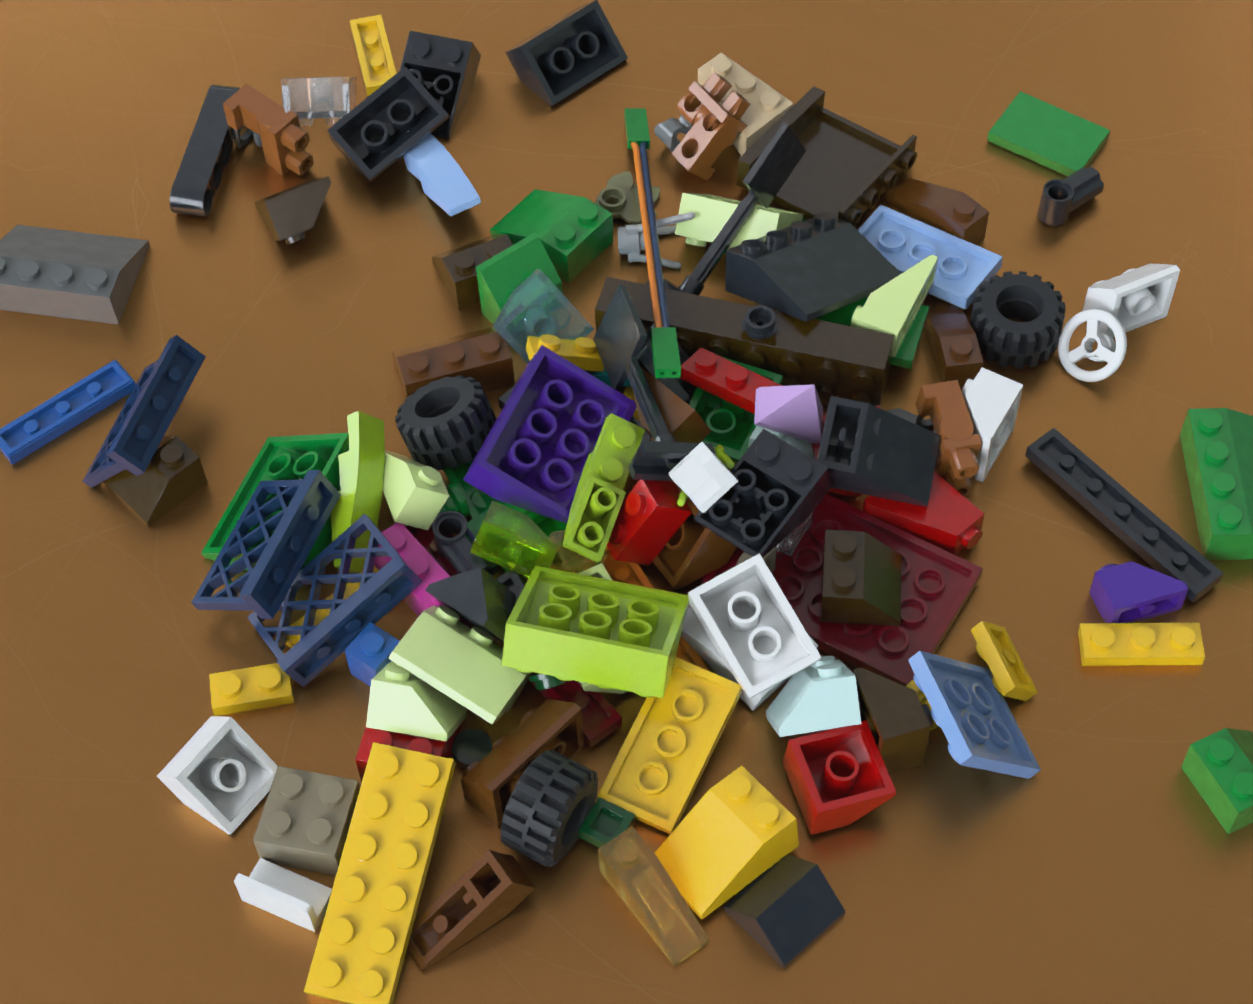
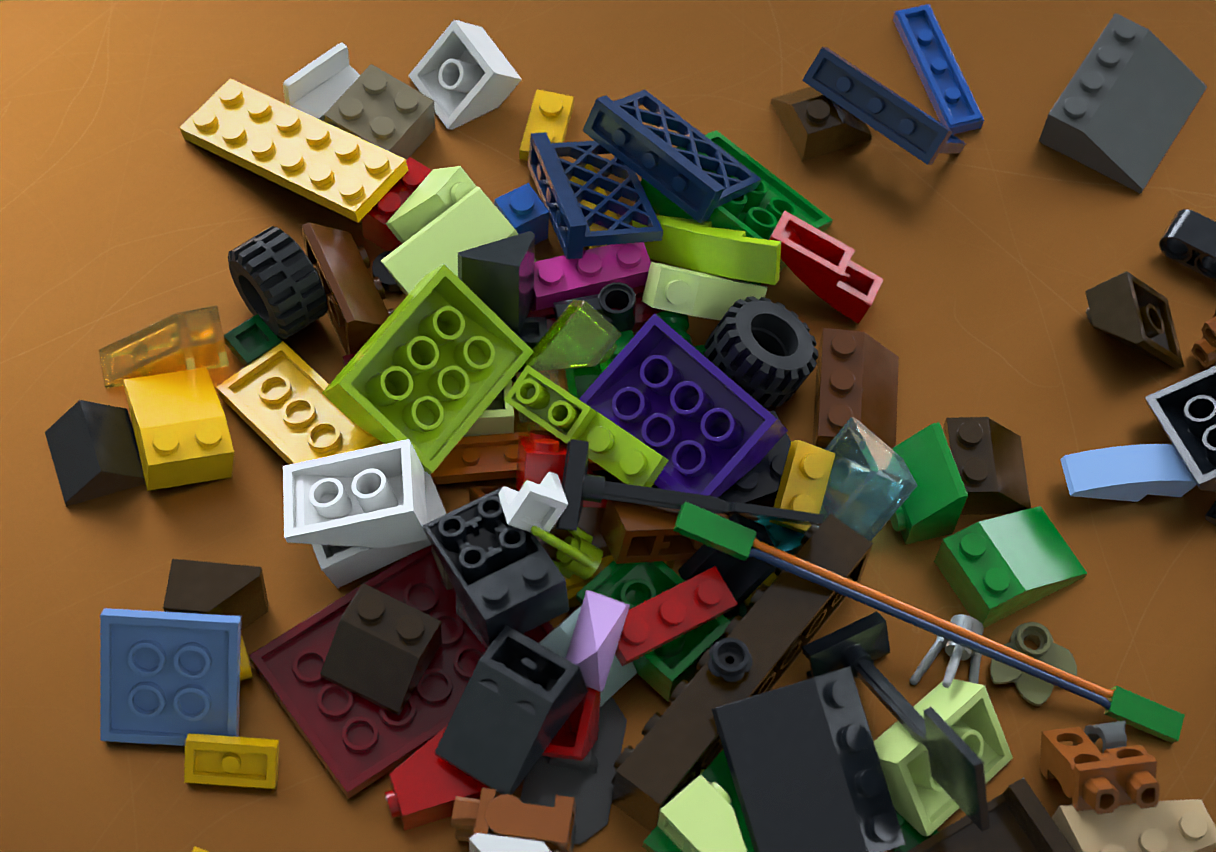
camera: 105 degrees right, 5 degrees up
(340, 395) = (826, 267): none -> red slope
(469, 907) = (231, 206): reddish brown slope -> none
(816, 700) = (256, 538): light aqua slope -> none
(837, 776) = (183, 528): red slope -> none

